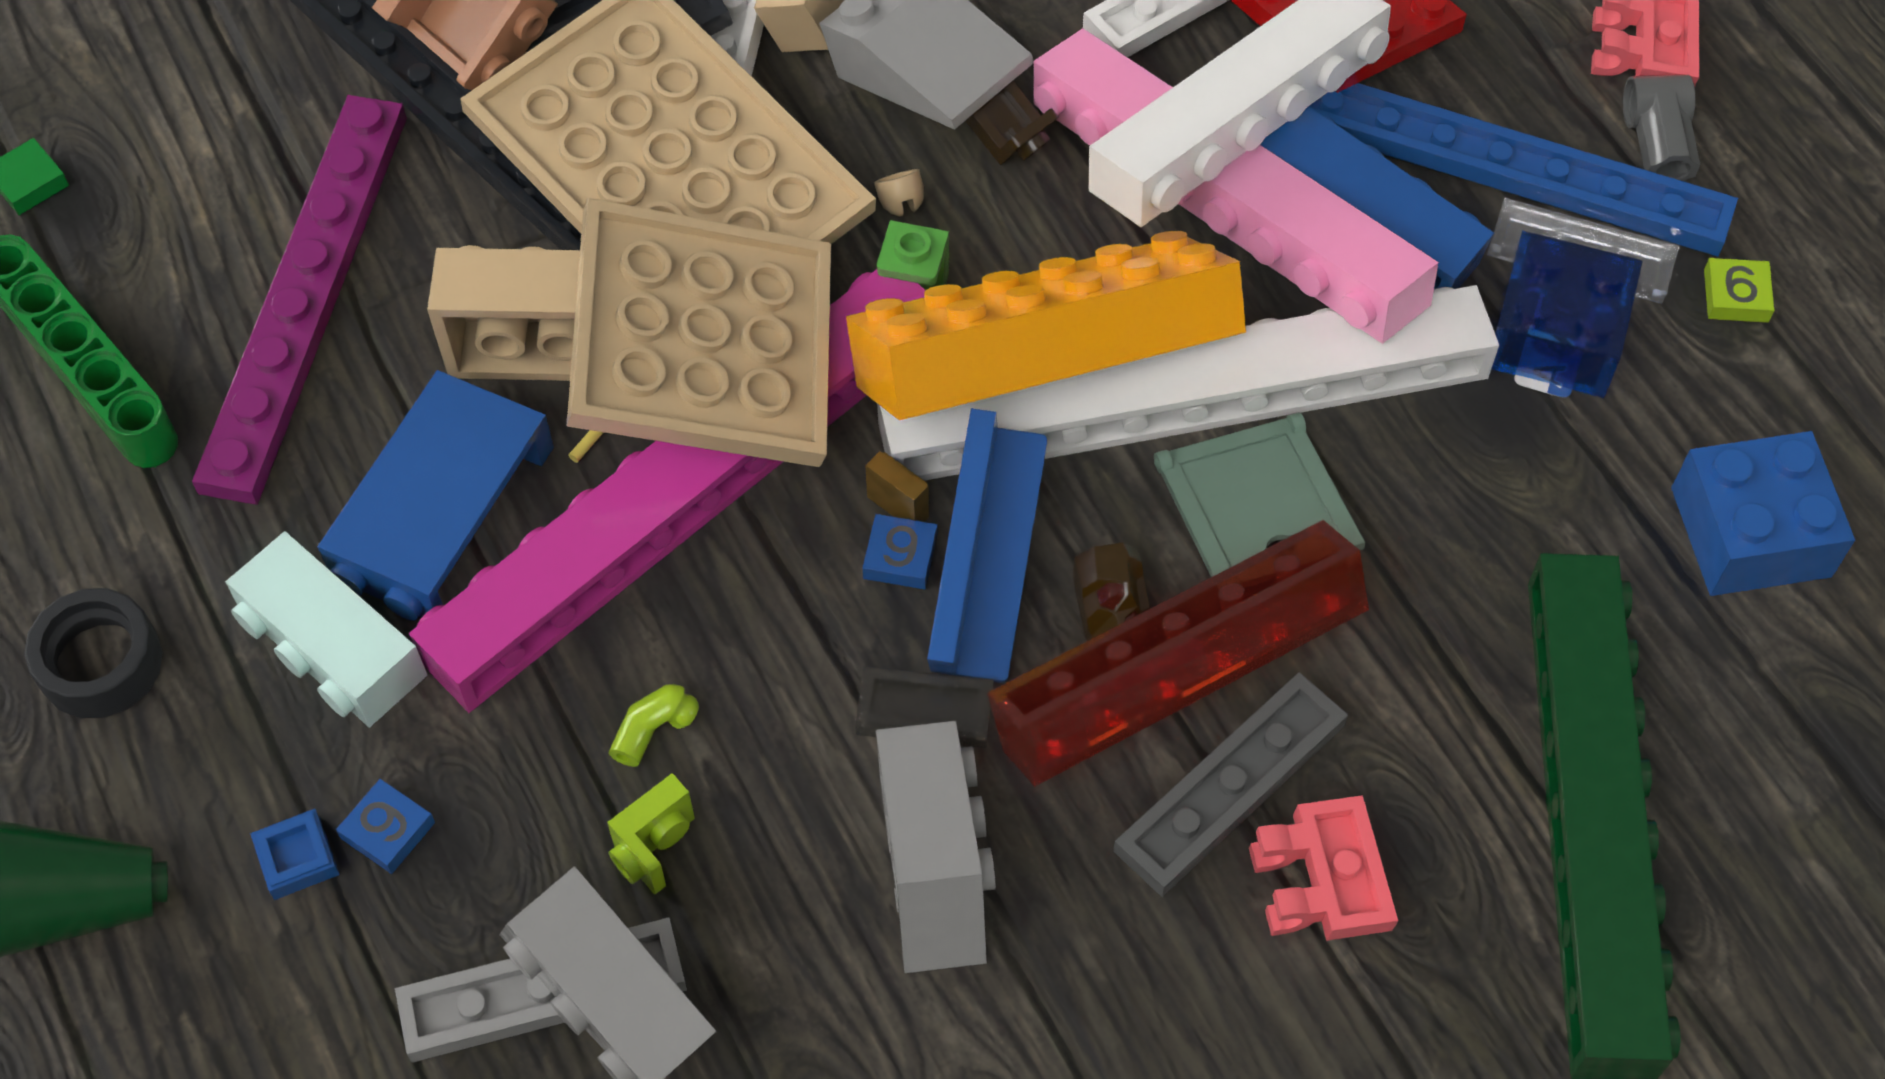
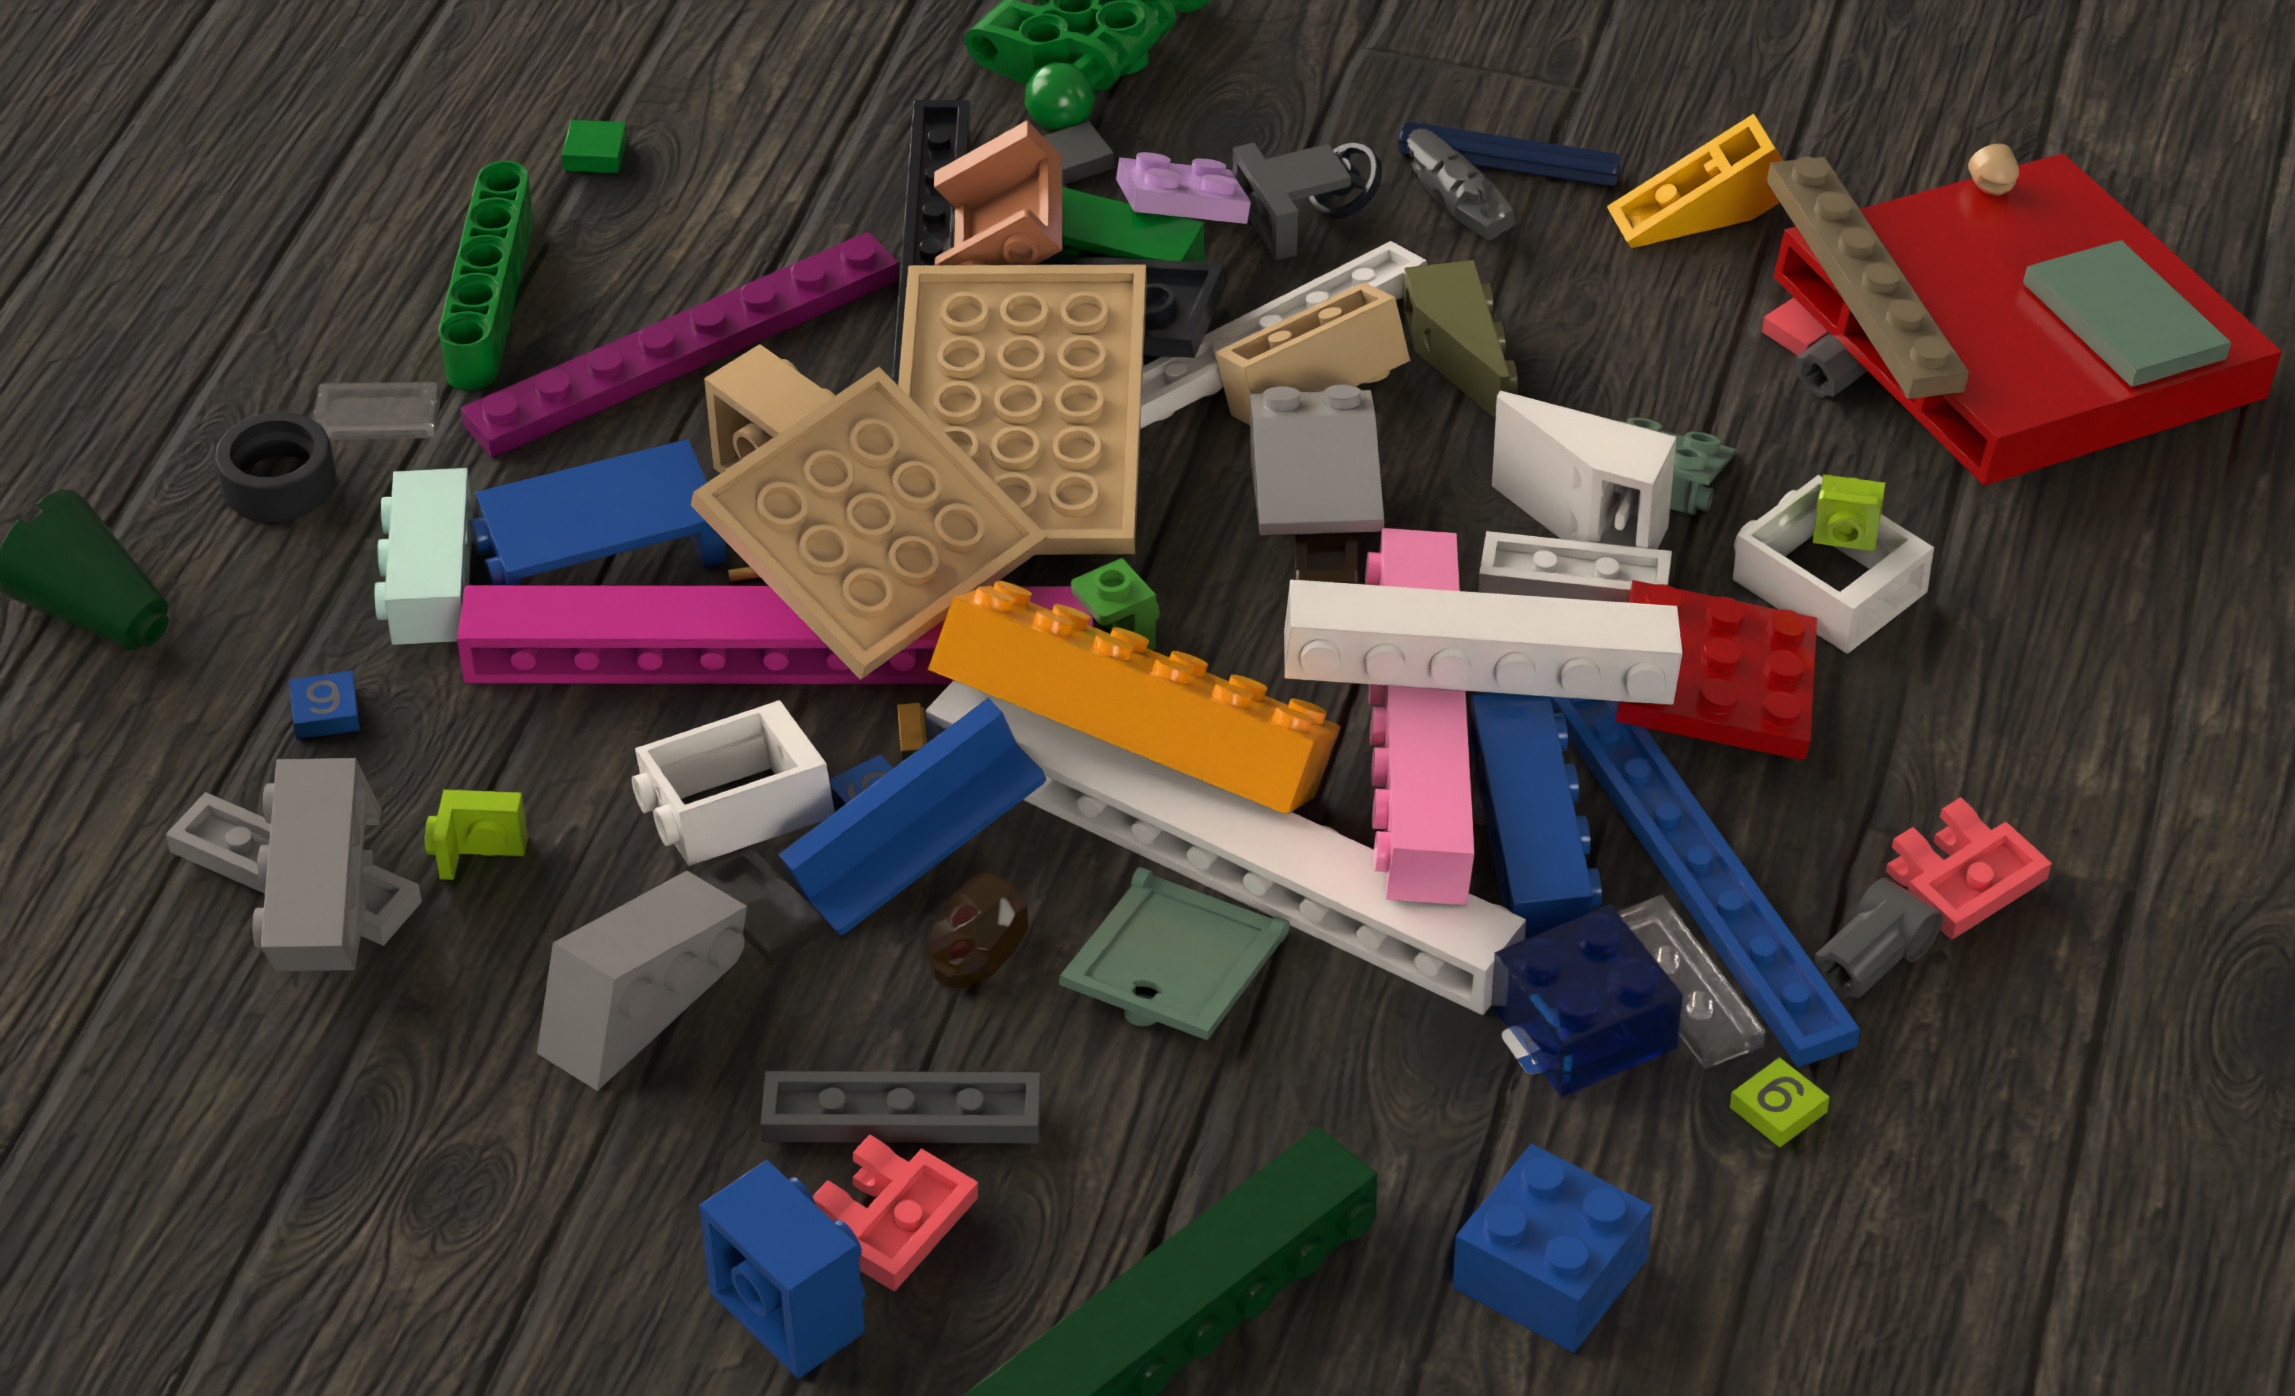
camera: 45 degrees right, 15 degrees down
(114, 536) = (378, 410): none -> clear tile
(294, 854) = (251, 679): blue tile -> none
(646, 715) = (564, 764): lime arm -> none
(820, 570) = (724, 753): none -> white window
(898, 188) = (1182, 561): tan hinge -> none
(1178, 652) = (966, 988): clear red brick -> none
(1344, 989) = (783, 1267): none -> blue brick

